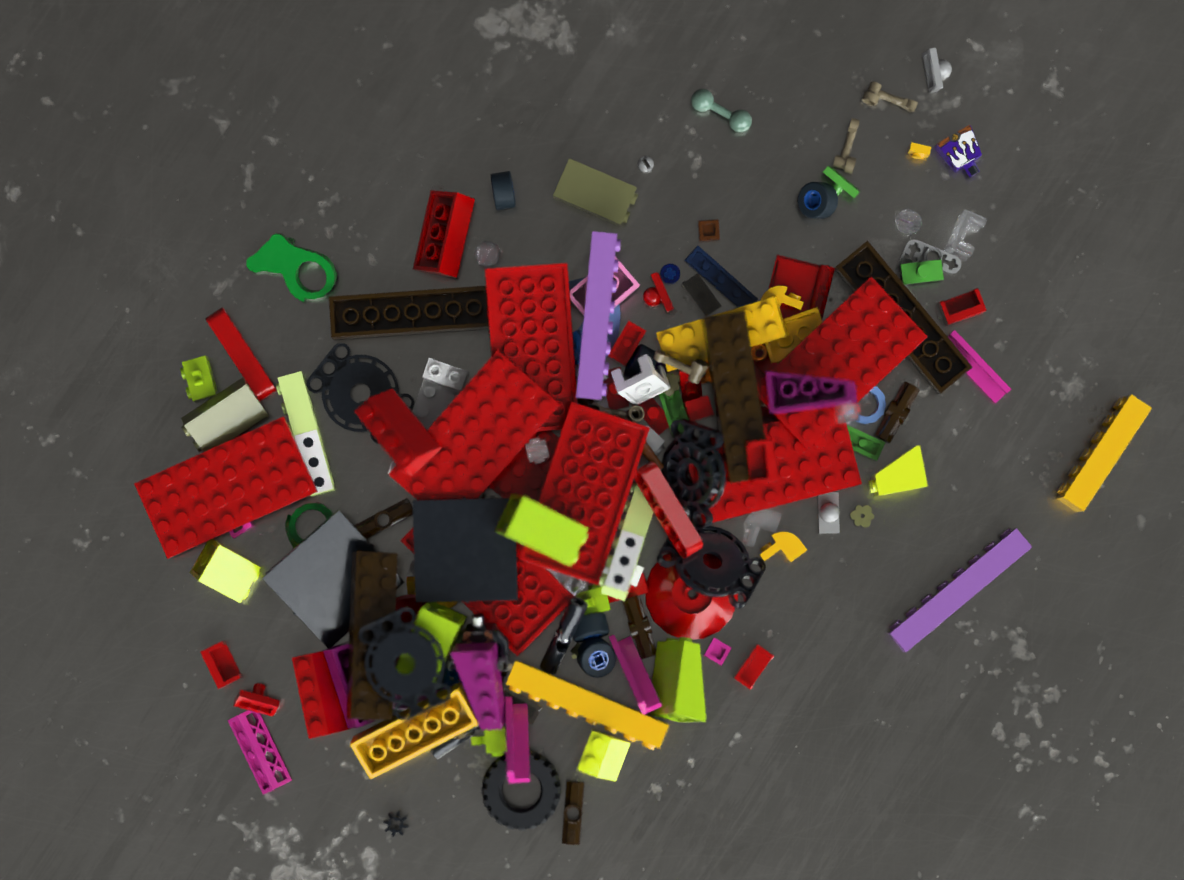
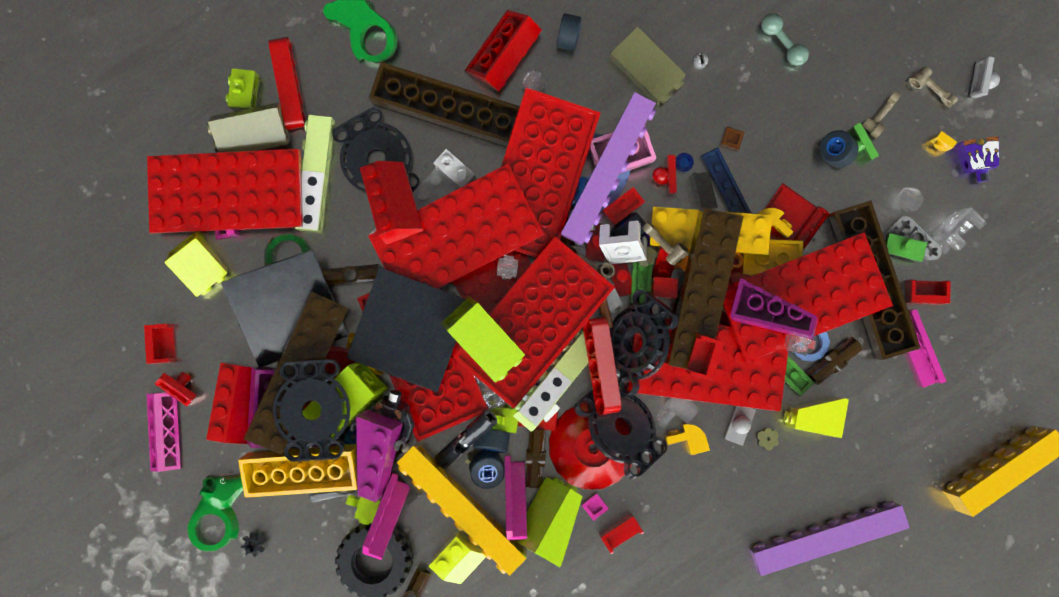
camera: 20 degrees right, 0 degrees up
(341, 795) = (217, 499): none -> green animal

